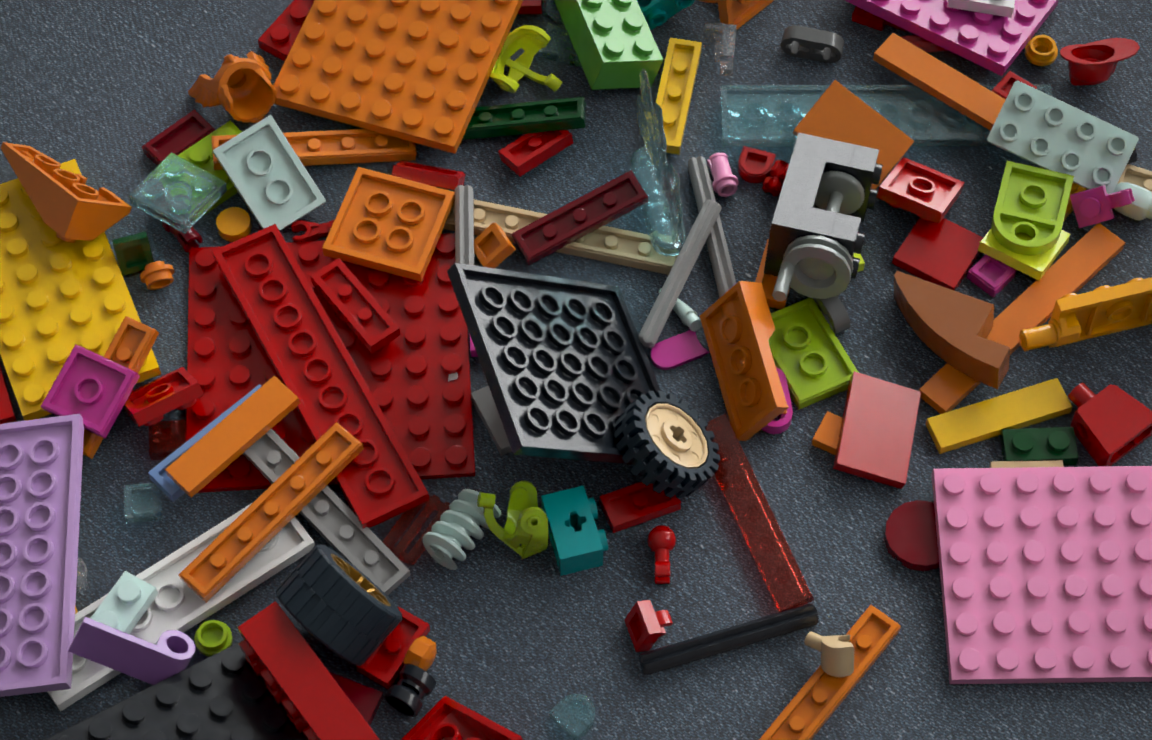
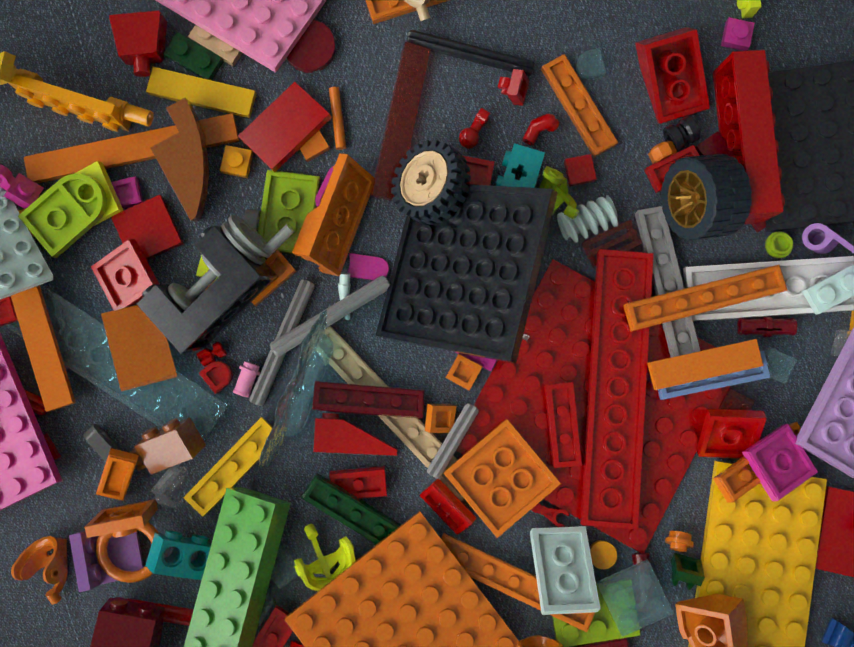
camera: 150 degrees left, 25 degrees up
(175, 538) = (767, 326): none -> dark red pin
(506, 584) = (580, 170): none -> red tile
(557, 658) = (579, 105): none -> orange tile
(568, 177) = (342, 436): none -> red slope
(588, 605) = (539, 124): none -> red arm
(749, 68) = (168, 446): none -> brick
(780, 22) = (117, 474): none -> orange tile
(834, 484) = (337, 118): none -> orange piece
(902, 368) = (236, 161): none -> light orange plate

